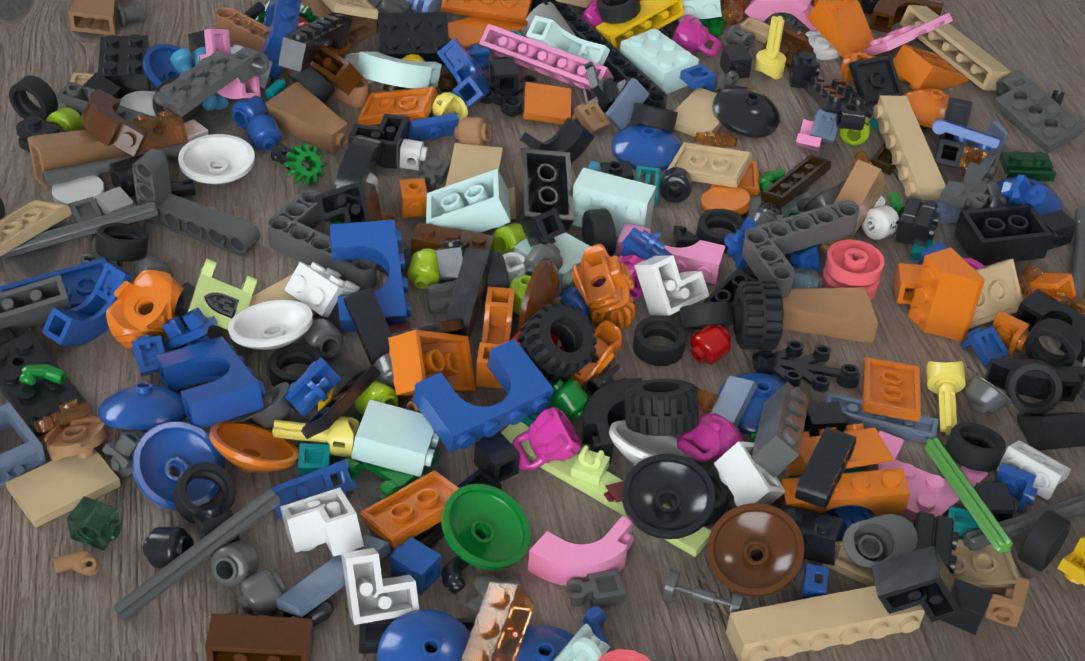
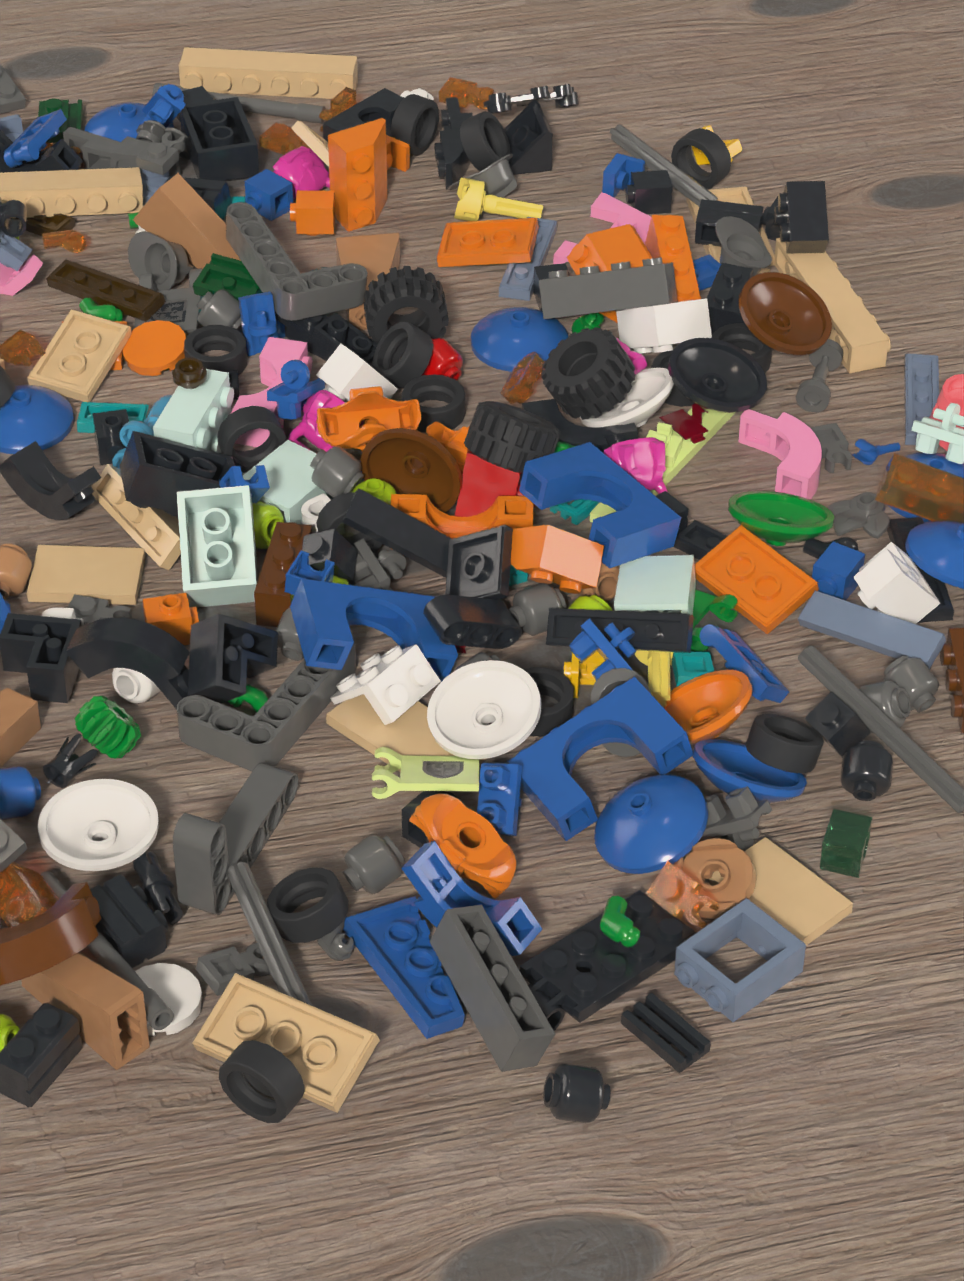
camera: 90 degrees left, 0 degrees up
(78, 561) = (901, 851): medium nougat arm -> none
(113, 201) = (215, 929): light grey panel -> none
(145, 352) = (536, 841): blue bracket -> none
(323, 520) = (808, 620): white brick -> none
(412, 237) = (305, 571): none -> blue piece
(518, 209) = (257, 489): none -> blue piece
(543, 228) = (282, 463): black brick -> none
(636, 178) = (189, 373): none -> dark brown plate
(675, 185) = (126, 384): black head -> none
(734, 399) = (534, 336): sand blue tile -> none
(805, 367) = (469, 274): black plant -> none
(825, 467) = (692, 261): black beam -> none
(853, 265) = (304, 240): coral wheel -> none
(962, 520) = (680, 207): teal plate -> none
(968, 495) = (648, 198): bright green axle -> none
(976, 446) = (573, 191): black tyre -> none
(986, 345) = (406, 173): blue bracket -> none
(1009, 608) = (768, 186): medium nougat bracket -> none
(1028, 459) = (587, 164): white bracket -> none
(1053, 282) = (310, 111): orange panel -> none

